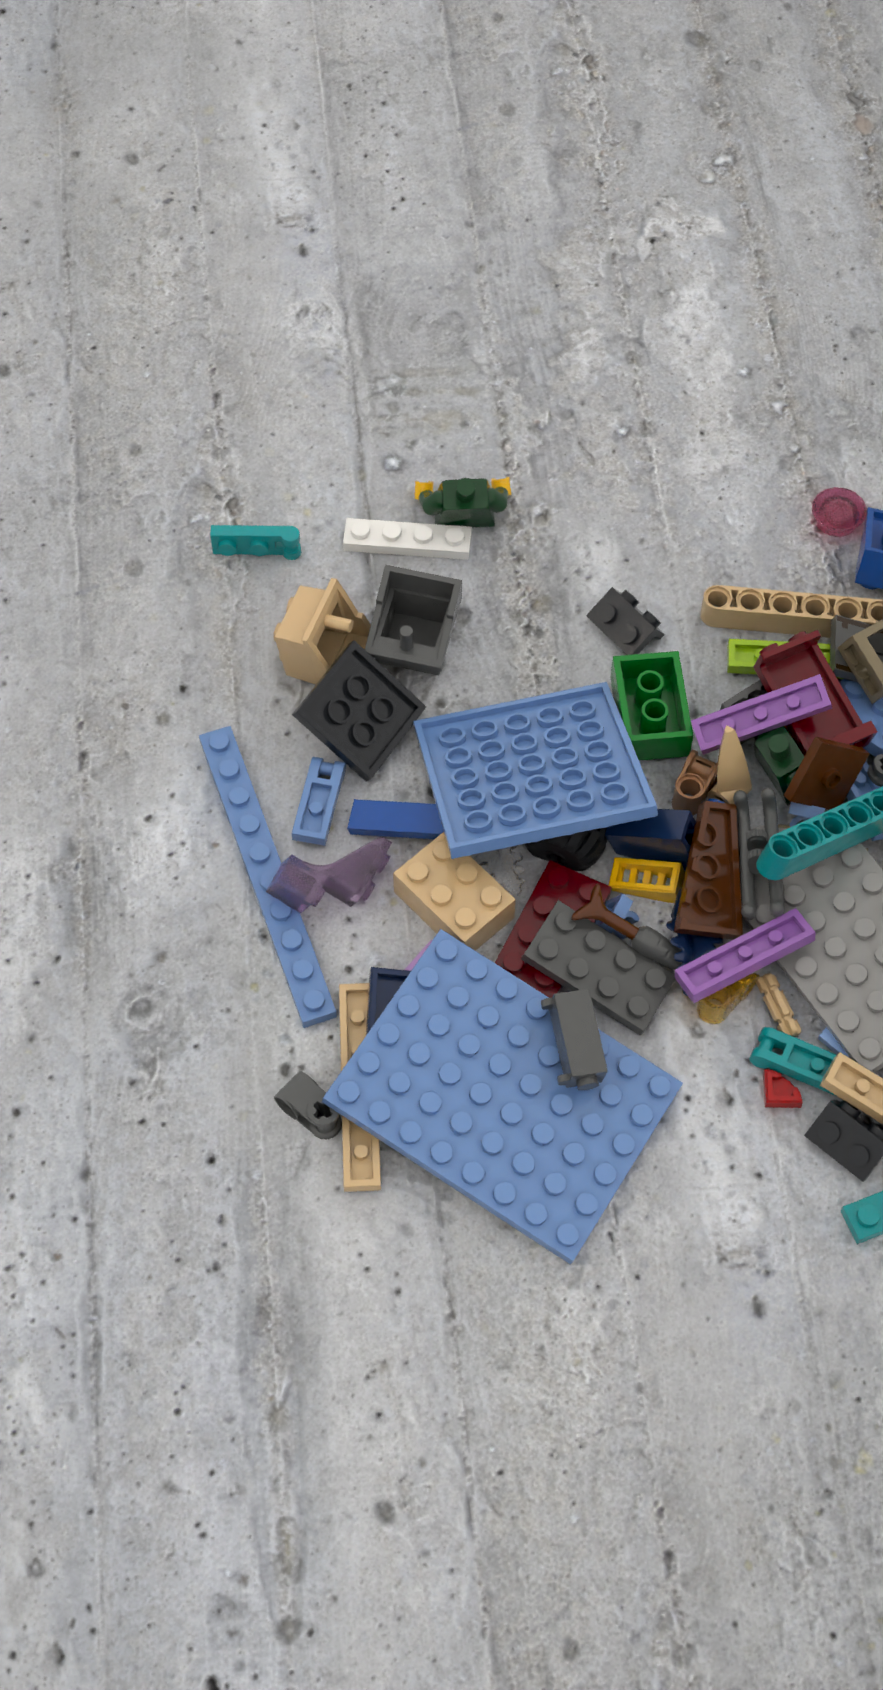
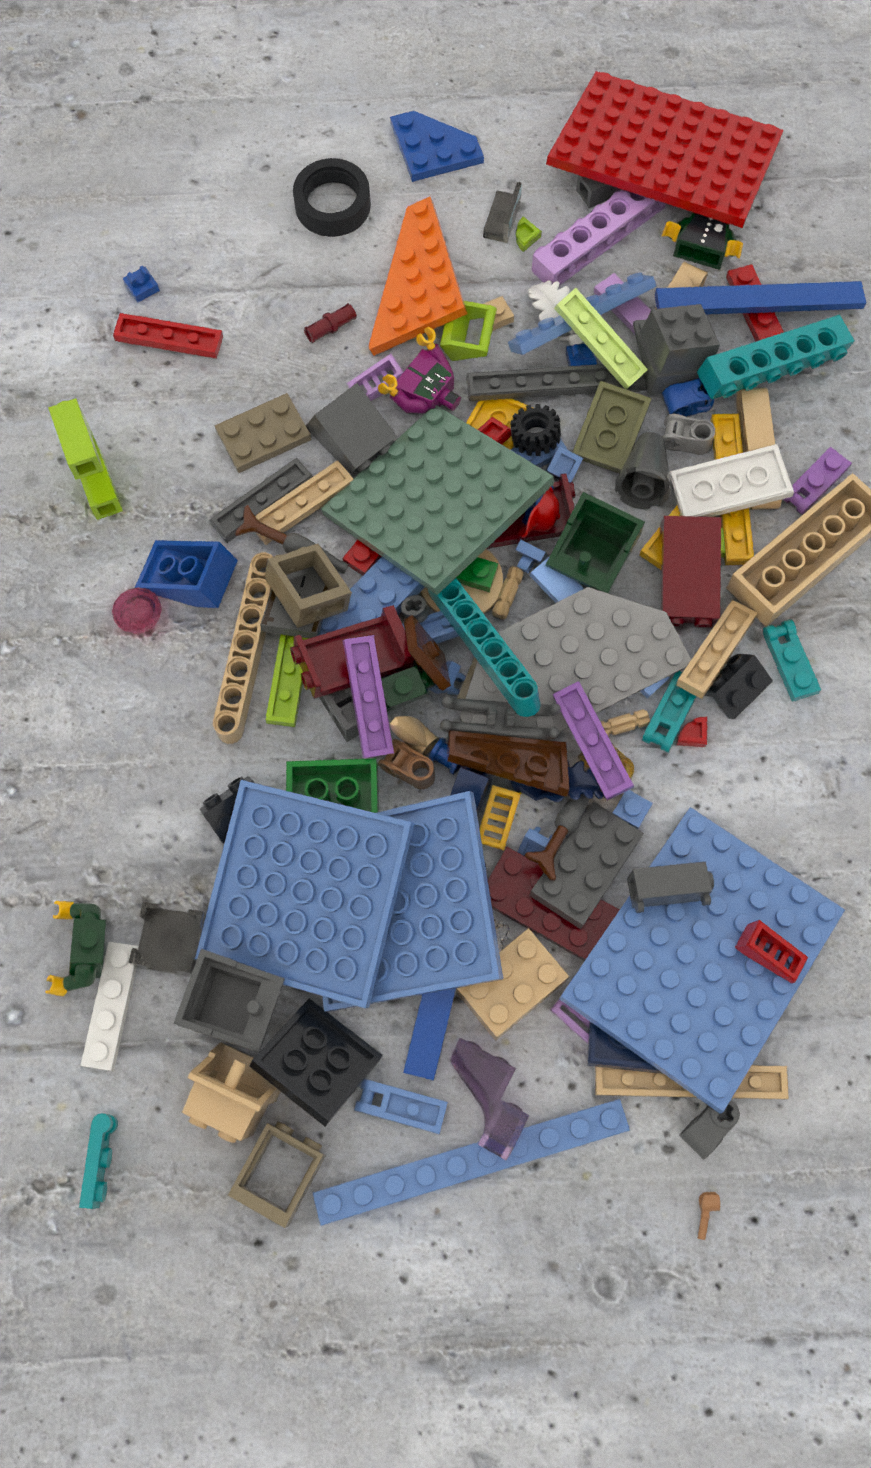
camera: 85 degrees left, 10 degrees up
(221, 673) = (257, 1202): none -> dark tan window
(226, 1103) = (708, 1202): none -> medium nougat hand
(482, 576) = (168, 940): none -> clear smoke panel
(524, 1131) = (754, 951): none -> red slope
(535, 679) = (307, 891): none -> medium blue plate
(673, 1021) = (632, 808): none -> medium blue plate

